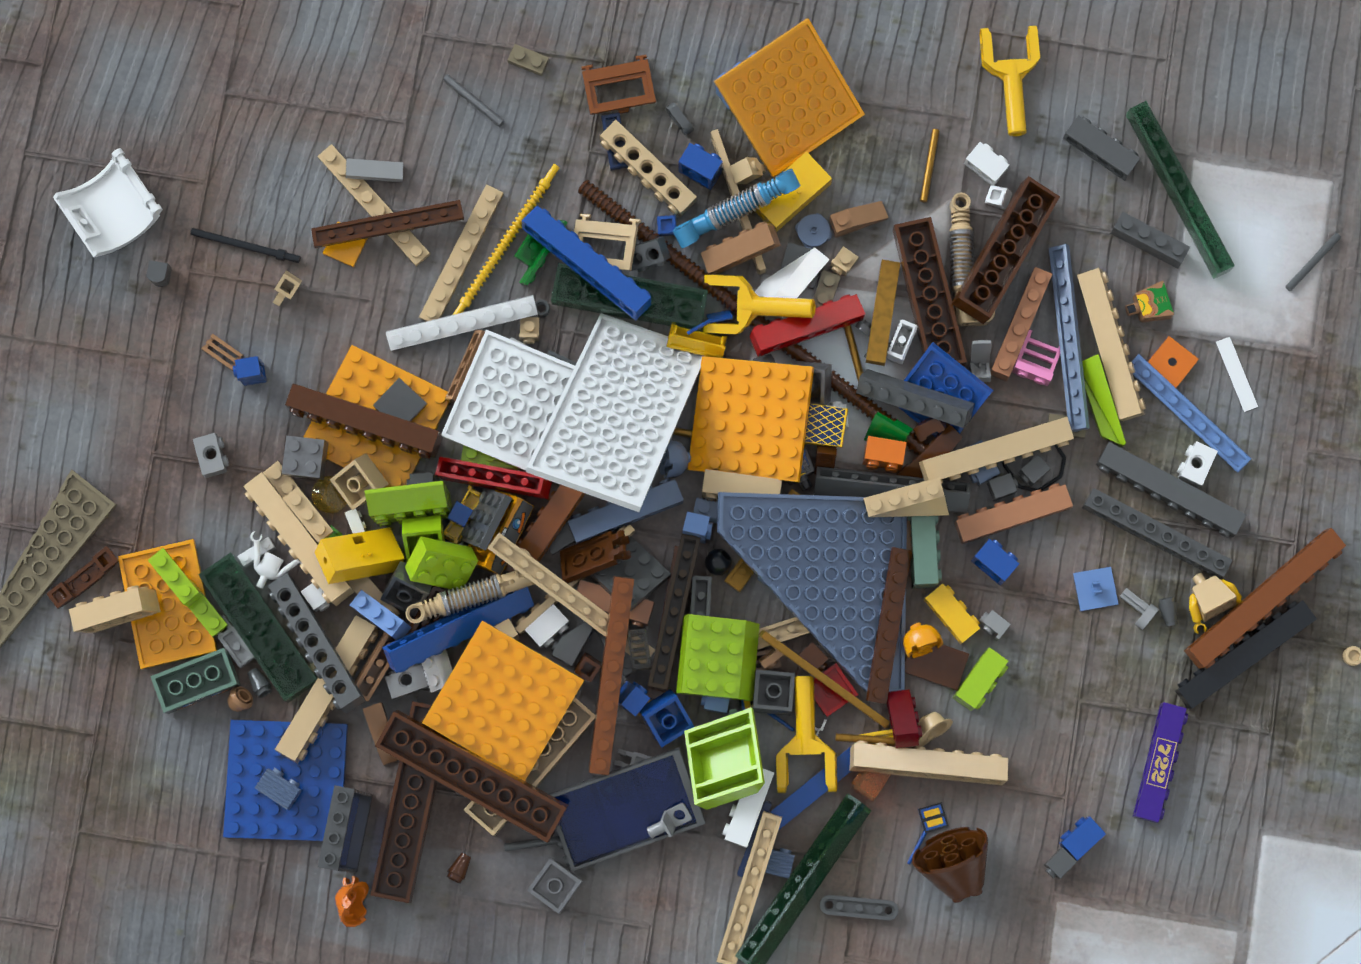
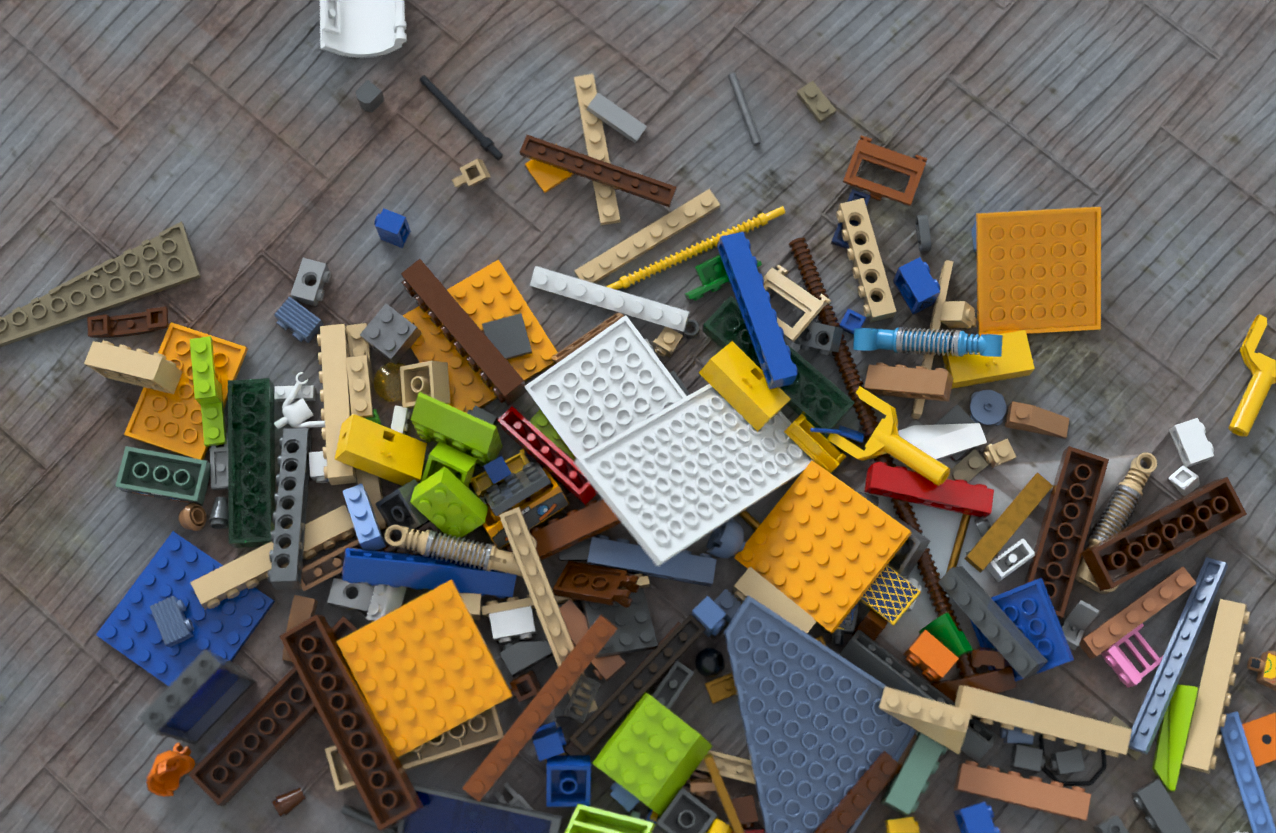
camera: 30 degrees right, 5 degrees down
(210, 343) = (375, 184): medium nougat tile -> none
(221, 492) = (298, 320): none -> sand blue brick
(613, 329) = (744, 386): none -> yellow brick
(929, 165) = (1134, 412): pearl gold bar -> none

